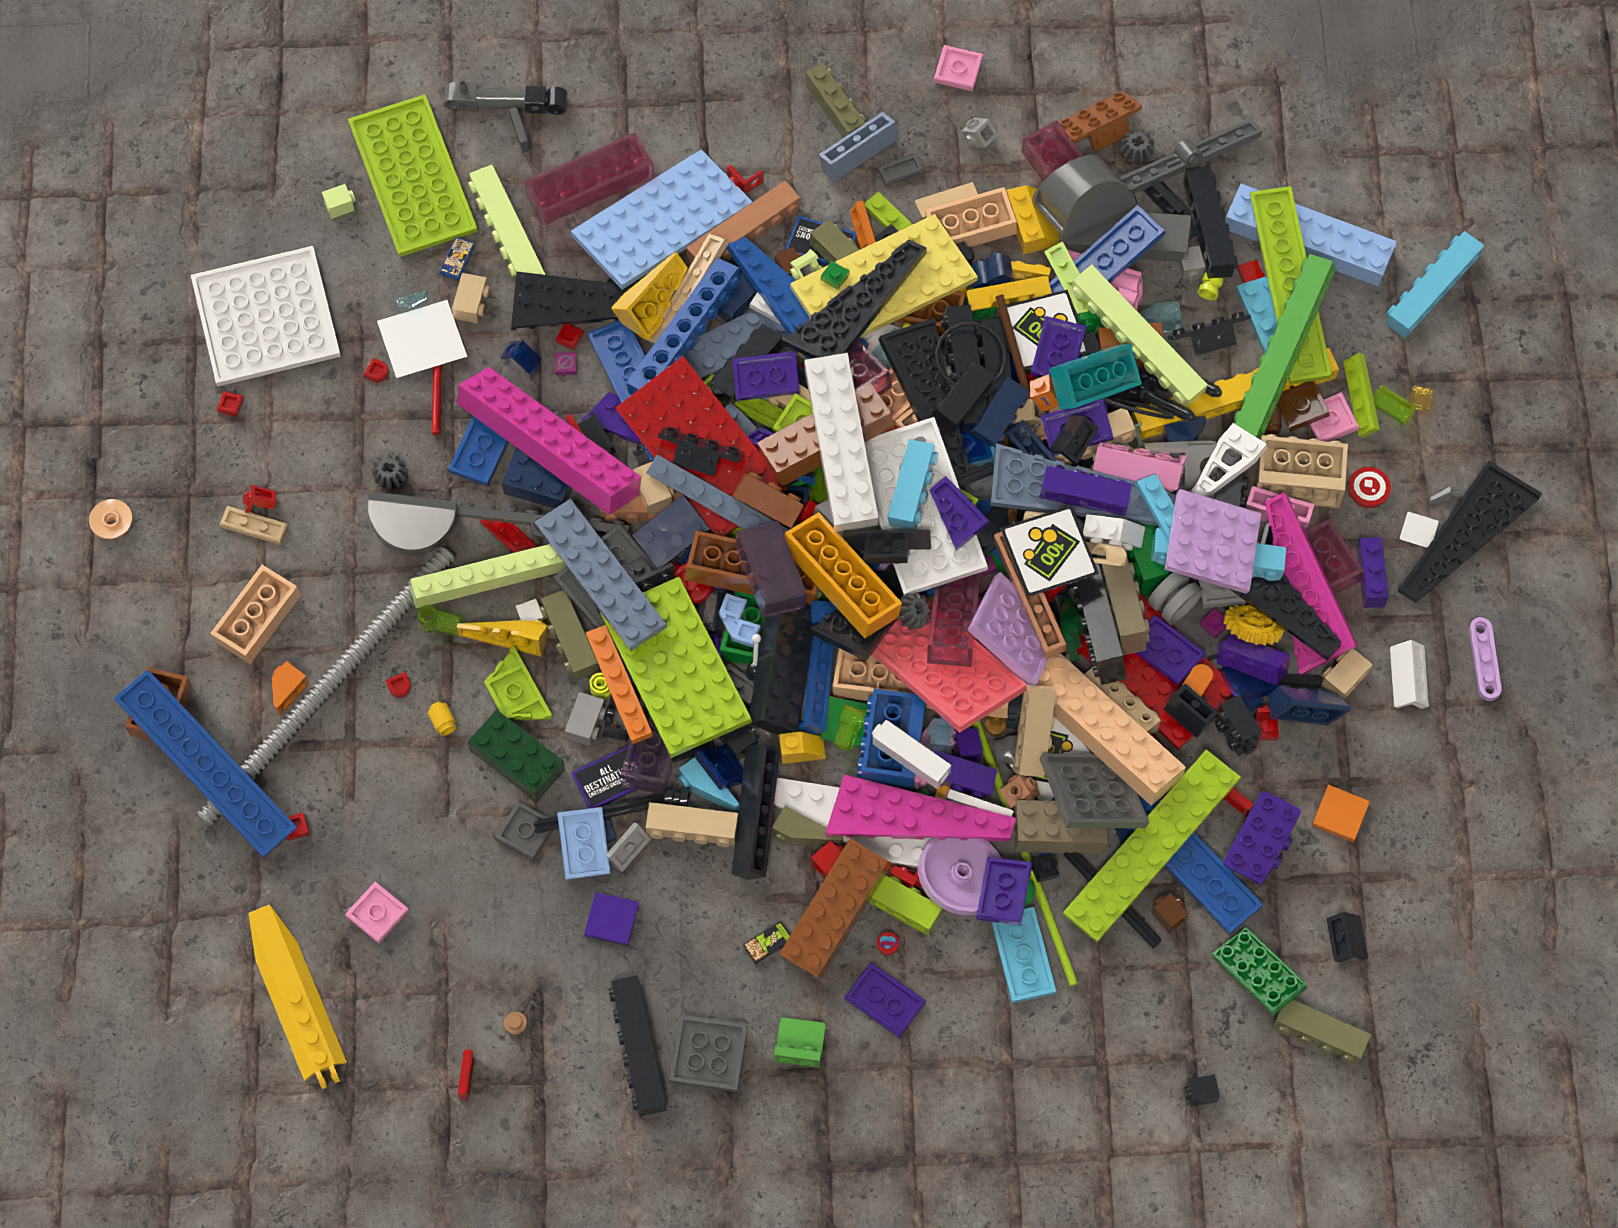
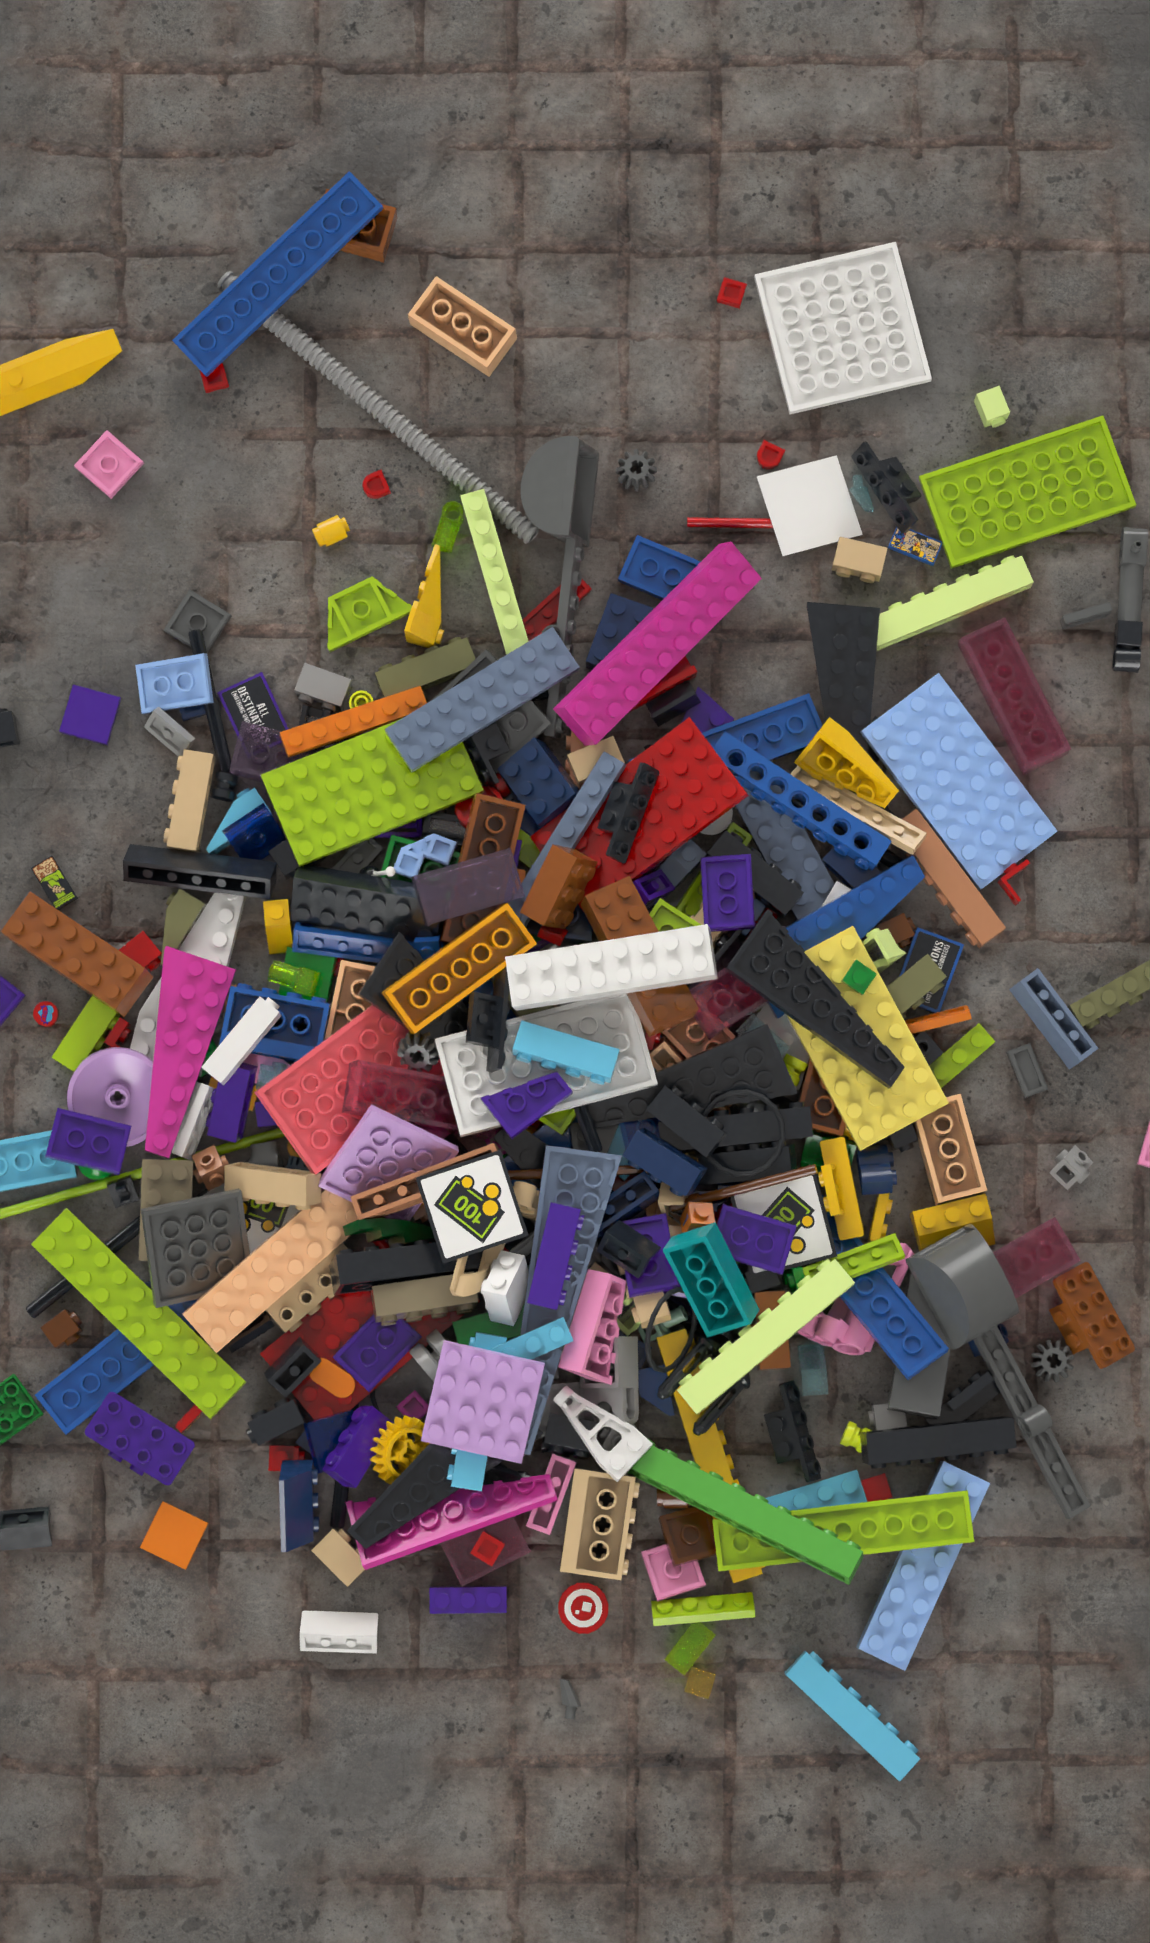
camera: 90 degrees right, 15 degrees up
(107, 511) = (587, 155): light nougat dish -> none
(254, 525) = (577, 323): tan tile -> none
(259, 496) = (607, 327): red bracket -> none
(287, 686) = (376, 361): orange slope -> none
(406, 275) = (889, 484): none -> black bracket
(516, 755) = (281, 611): dark green brick -> none
(522, 355) = (783, 618): clear blue bracket -> none
(529, 611) = (458, 626): white tile -> none
(565, 363) = (773, 669): magenta tile -> none
(569, 336) = (807, 675): red tile -> none
(944, 197) = (982, 1125): tan tile -> none
(1330, 549) = (487, 1548): none -> red tile
(1418, 529) = (528, 1663): white sticker -> none
(1482, 513) = (544, 1742): black wing -> none
(1485, 659) = (355, 1723): lavender plate -> none

